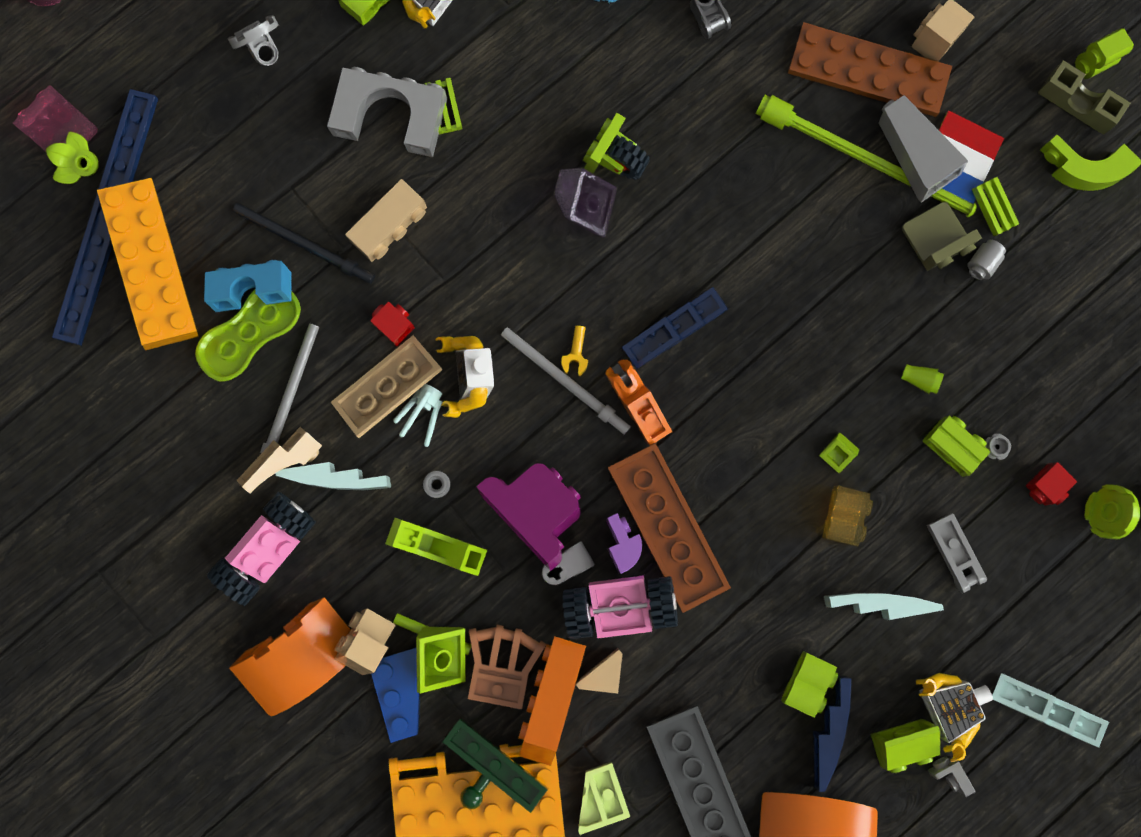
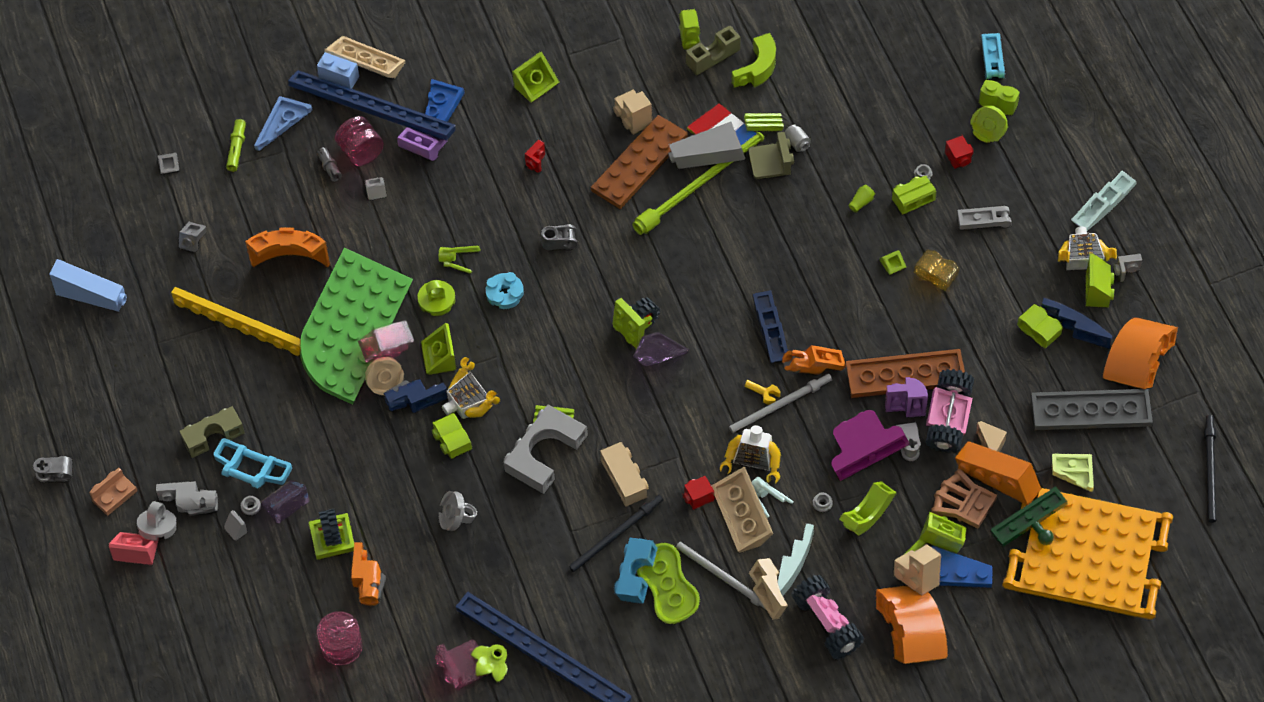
camera: 65 degrees left, 25 degrees down
(147, 263) = (594, 627): light orange brick -> none
(890, 605) = (1003, 265): light aqua slope -> none

